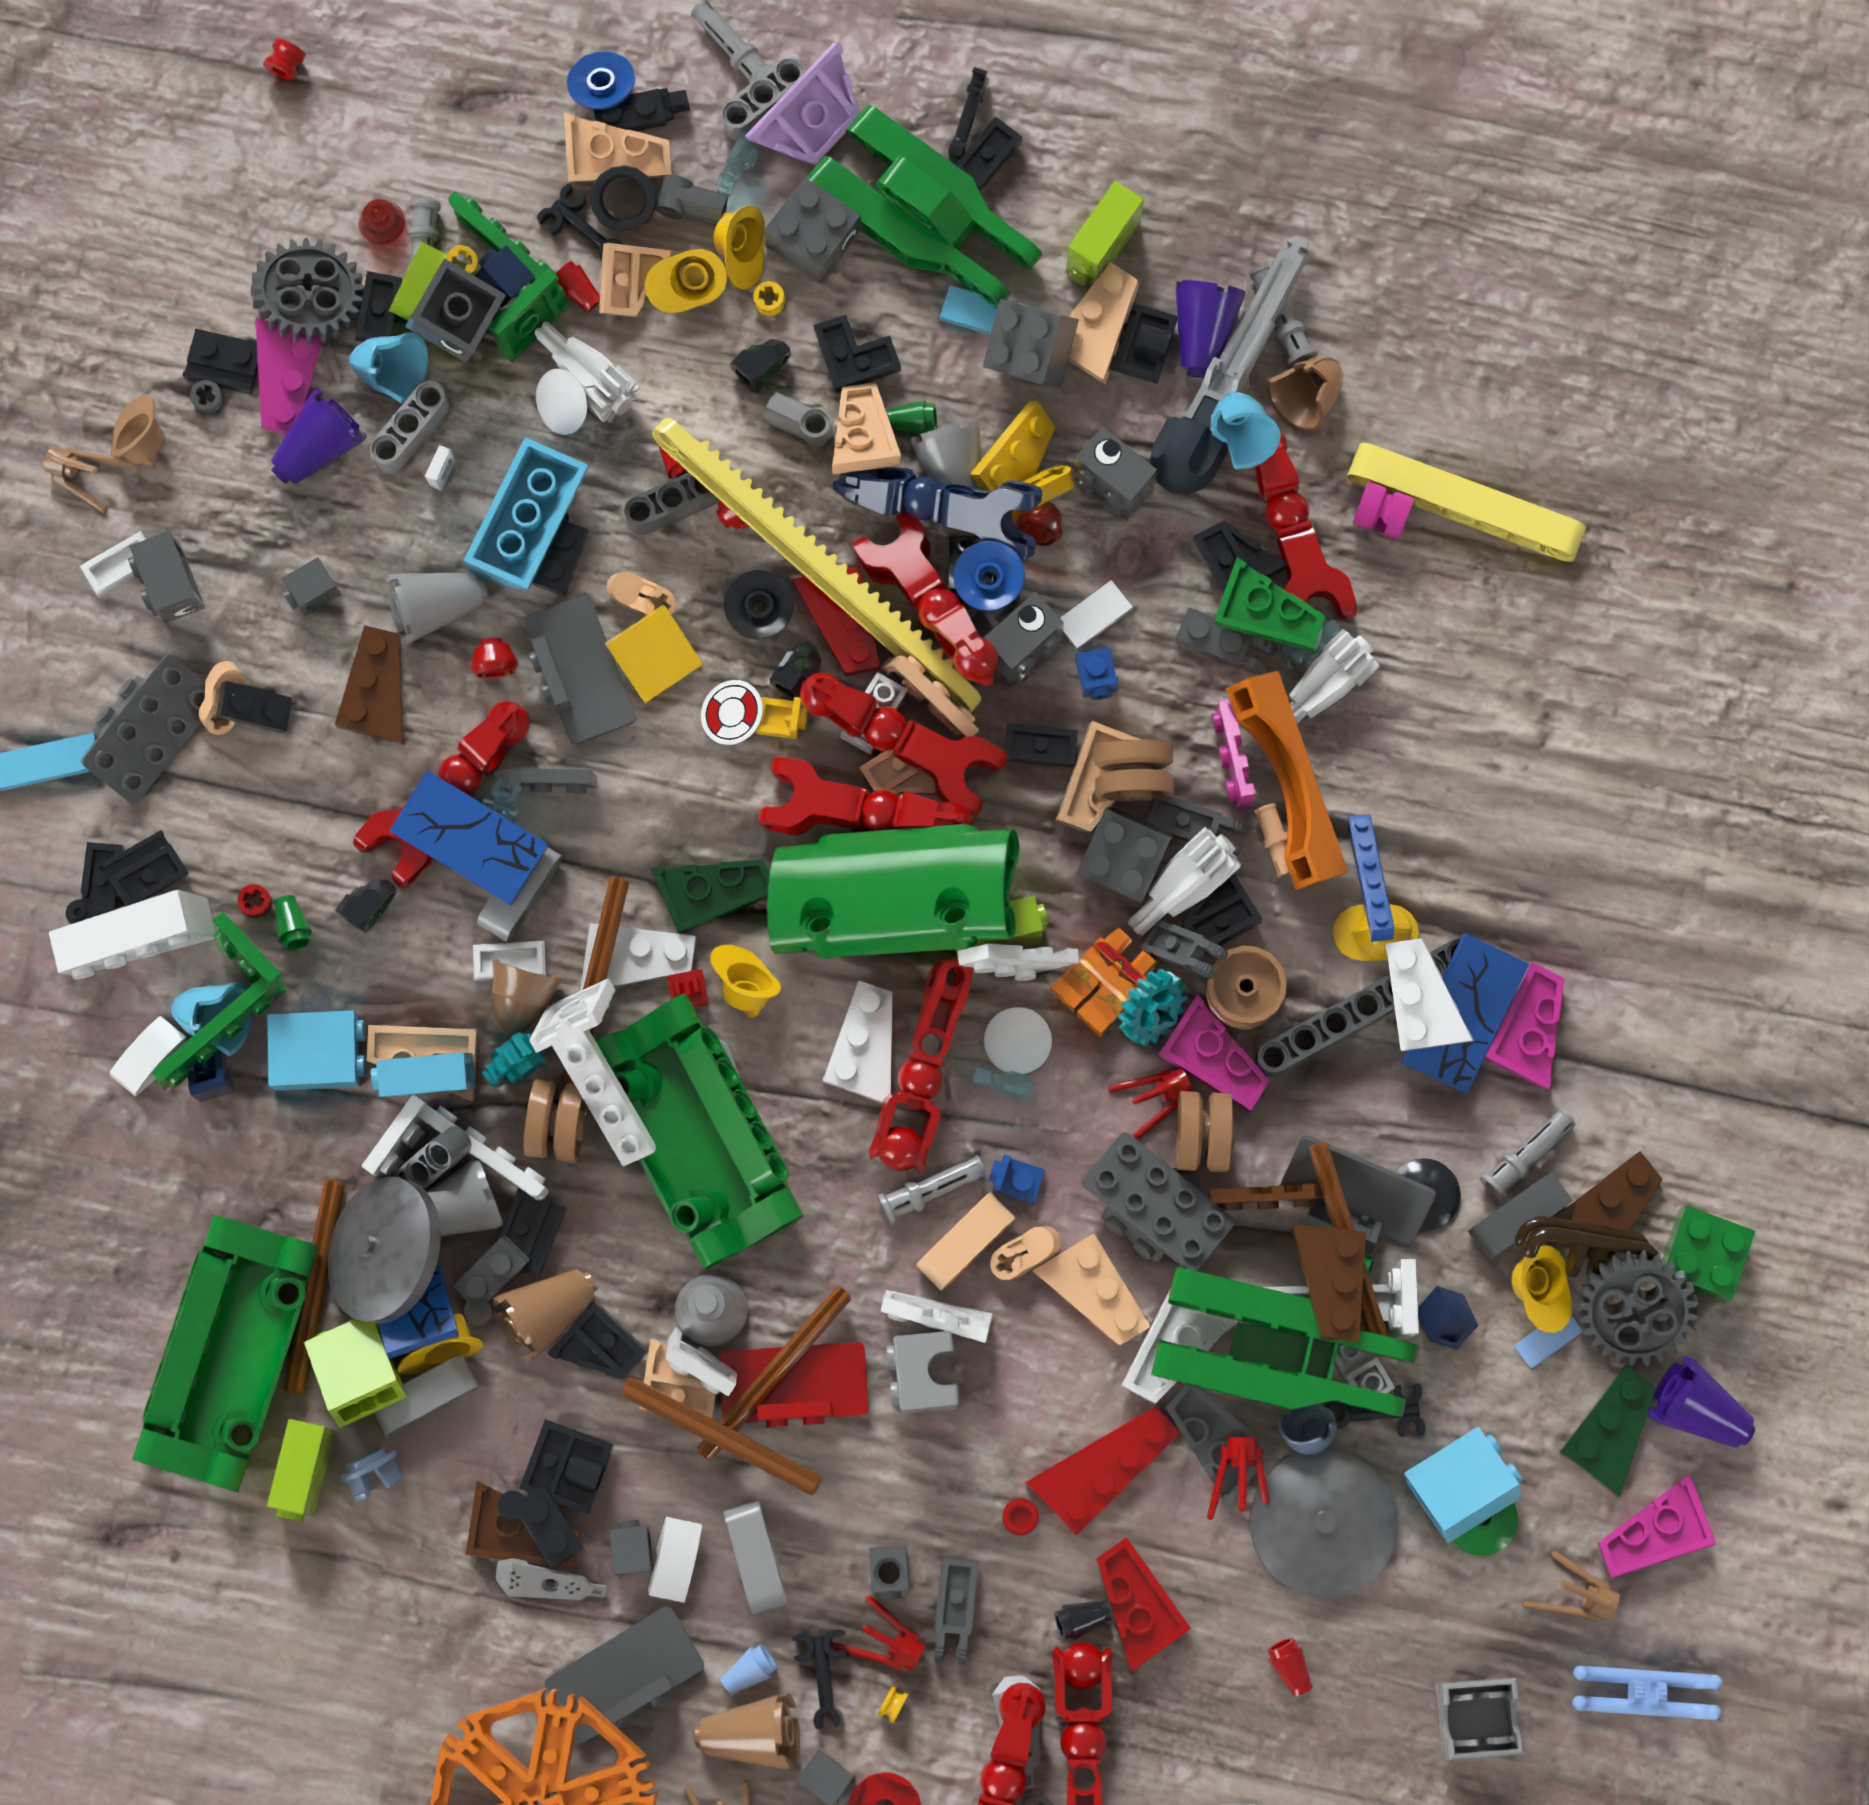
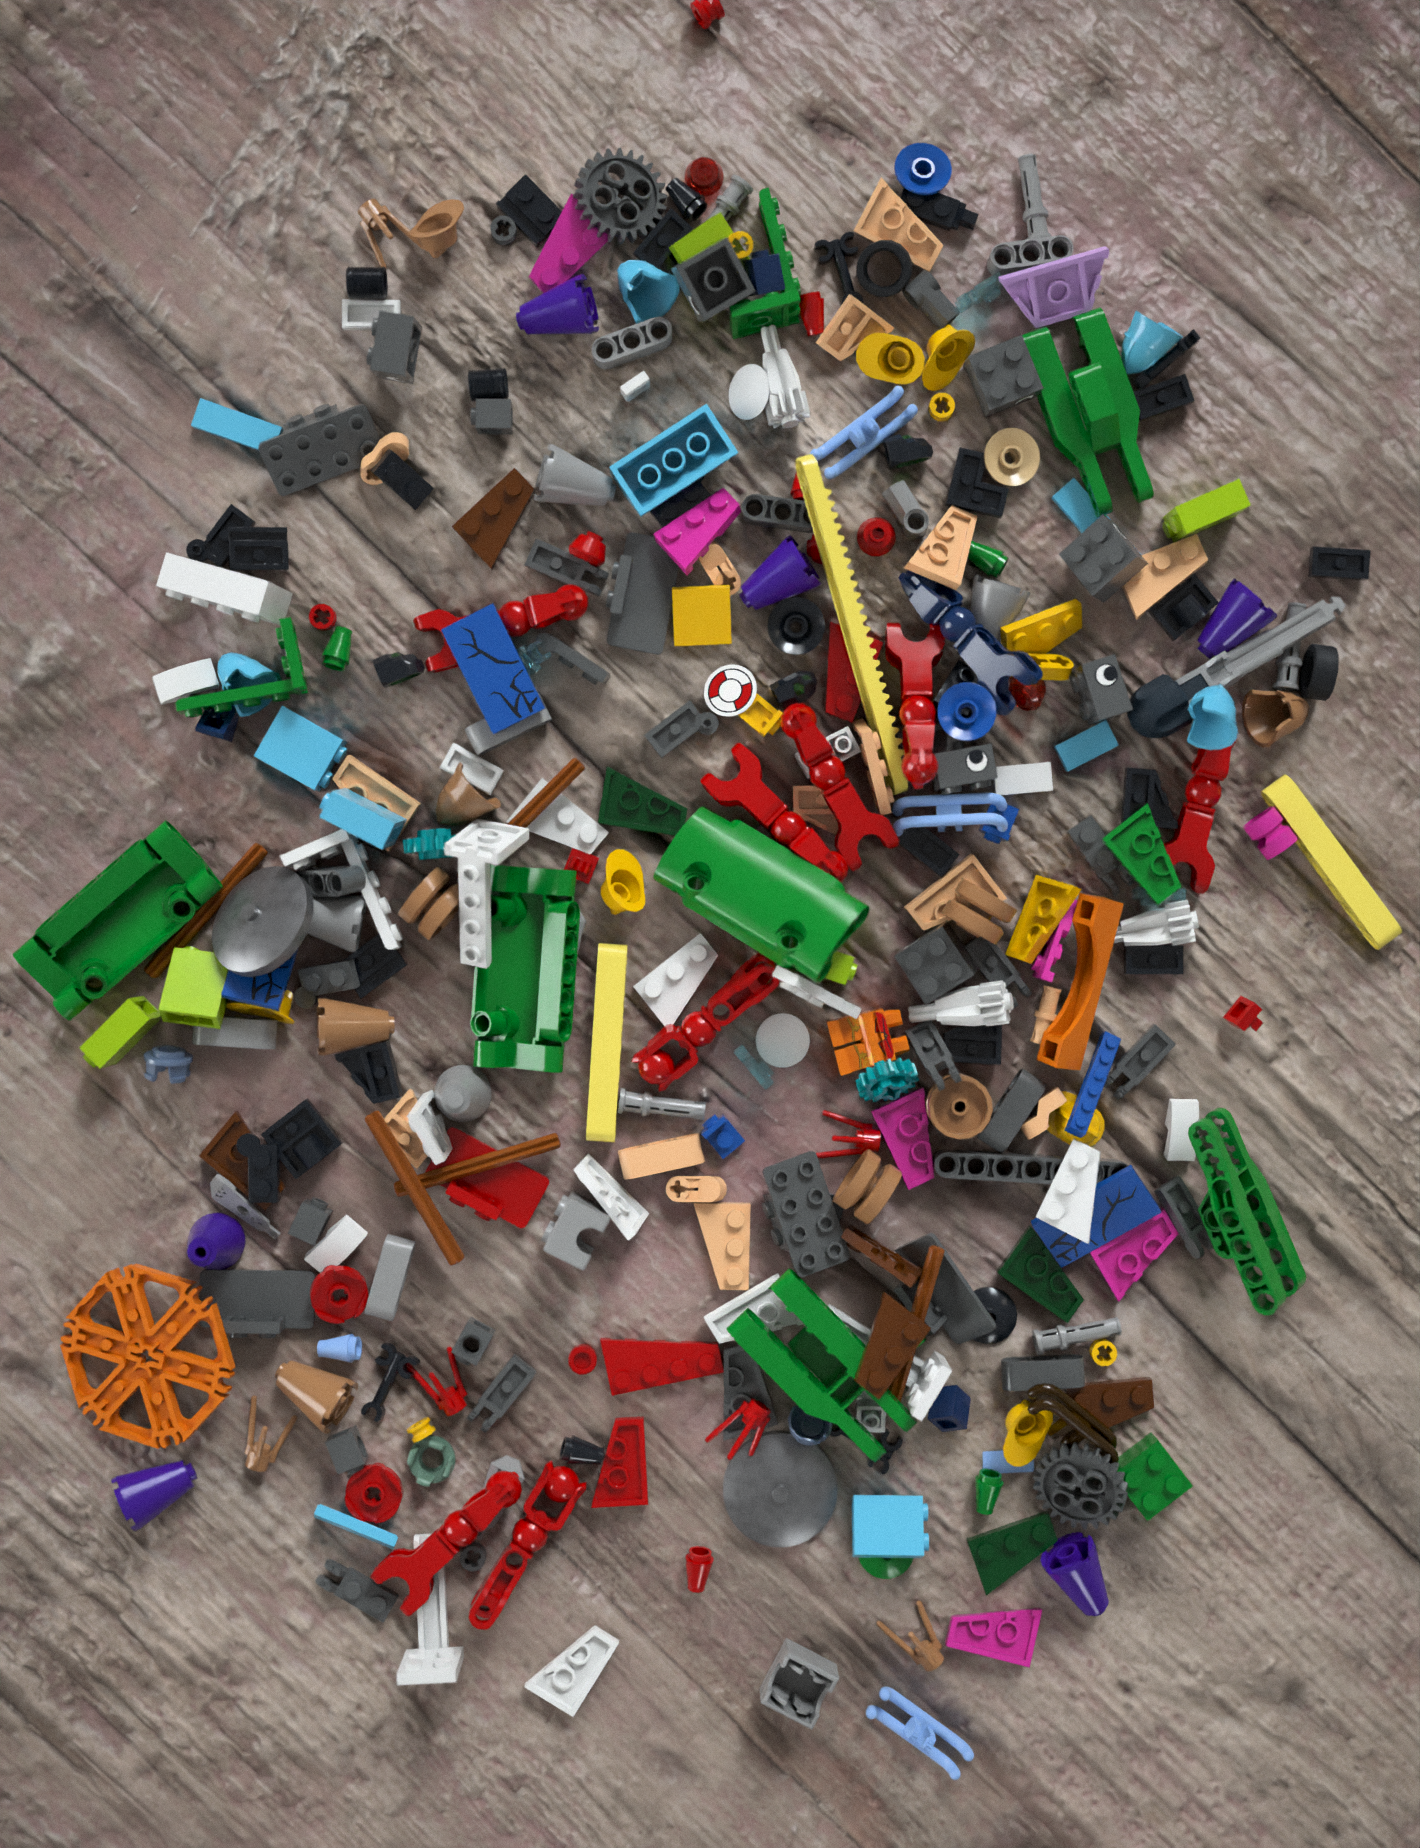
camera: 30 degrees right, 10 degrees up
(95, 533) = (366, 282): none -> black piece
(285, 557) = (488, 384): none -> black piece
(378, 253) = (688, 201): none -> black cone
(477, 693) = (563, 566): none -> dark grey hinge
(556, 1635) = (216, 1241): none -> dark purple cone
(593, 571) = (694, 531): none -> dark pink wing
(694, 1596) = (346, 1307): none -> red plate
(703, 781) = (680, 727): none -> dark grey hinge
(708, 370) = (865, 433): none -> light blue piece
(710, 565) = (779, 576): none -> dark purple cone
(784, 466) = (867, 537): none -> red cone
(832, 1157) = (606, 1042): none -> light yellow beam
(876, 289) = (1024, 456): none -> tan dish
(904, 1737) = (424, 1475): none -> sand green piece
(936, 110) = (1146, 343): none -> medium azure helmet
(1038, 691) = (949, 811): none -> light blue piece
(1137, 542) = (1086, 745): none -> medium azure tile
(1202, 741) = (1041, 914): none -> yellow wing
(1274, 204) = (1339, 563): none -> black plate
(1305, 961) = (1012, 1110): none -> dark grey beam
(1324, 321) = (1319, 672): none -> black tyre
(1342, 953) = (1039, 1122): none -> light nougat piece
(1350, 713) = (1153, 959): none -> black plate
(1404, 824) = (1140, 1059): none -> dark grey hinge
(1447, 1116) = (1040, 1276): none -> dark green wing
(1480, 710) = (1244, 1014): none -> red tile
(1496, 866) = (1179, 1117): none -> white slope
(1545, 1380) = (988, 1487): none -> green cone
(1561, 956) = (1184, 1215): none -> dark grey hinge
(1580, 1151) = (1112, 1352): none -> yellow bush
(1592, 887) = (1236, 1220): none -> green beam

